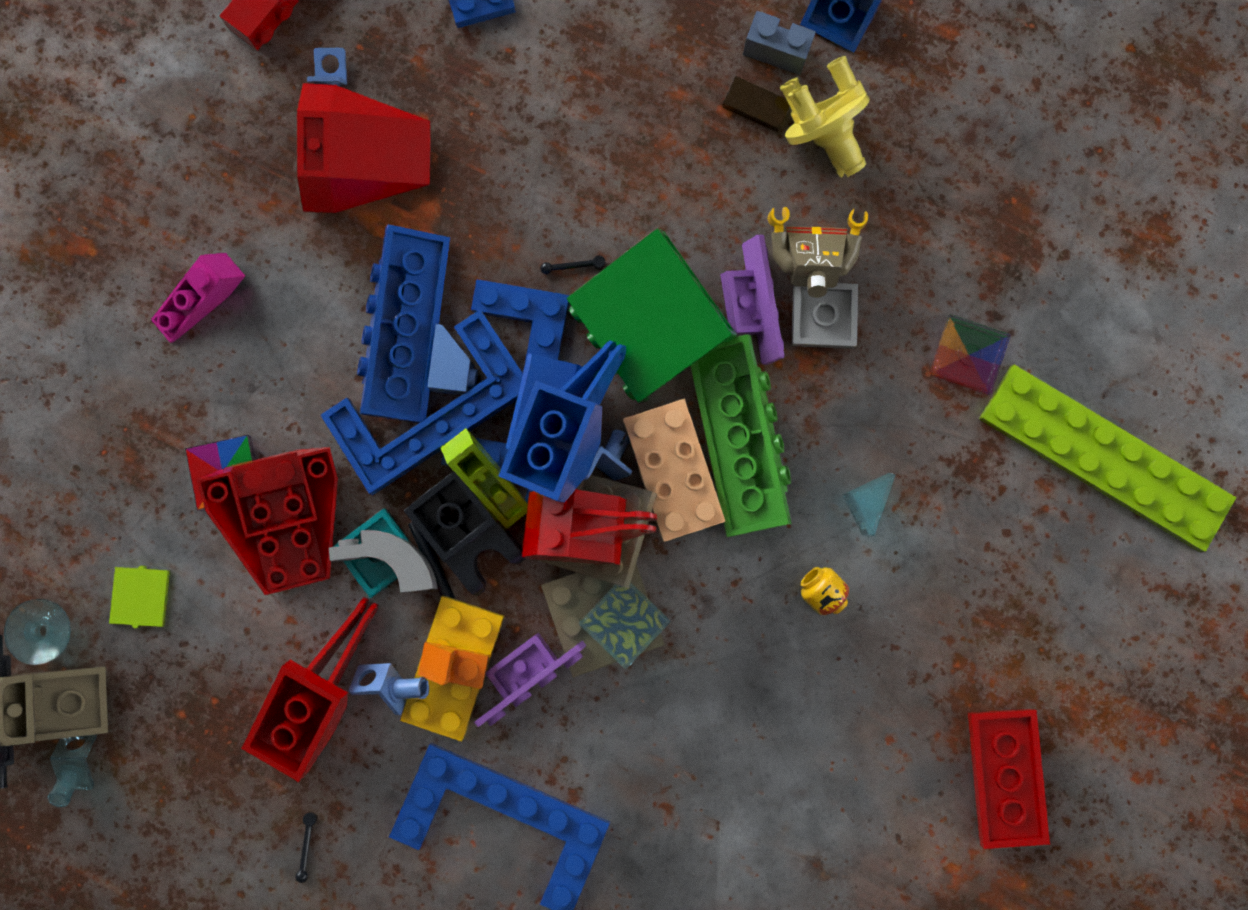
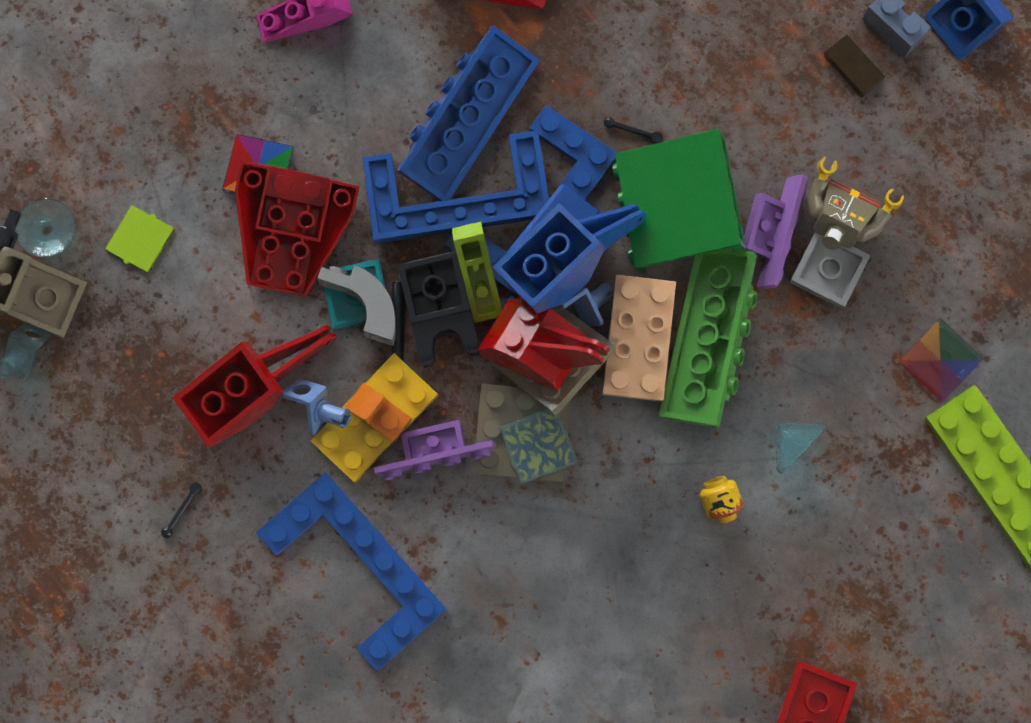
camera: 20 degrees right, 5 degrees down
(450, 367) = (490, 167): medium blue slope -> none
(829, 121) = (909, 107): light yellow piece -> none

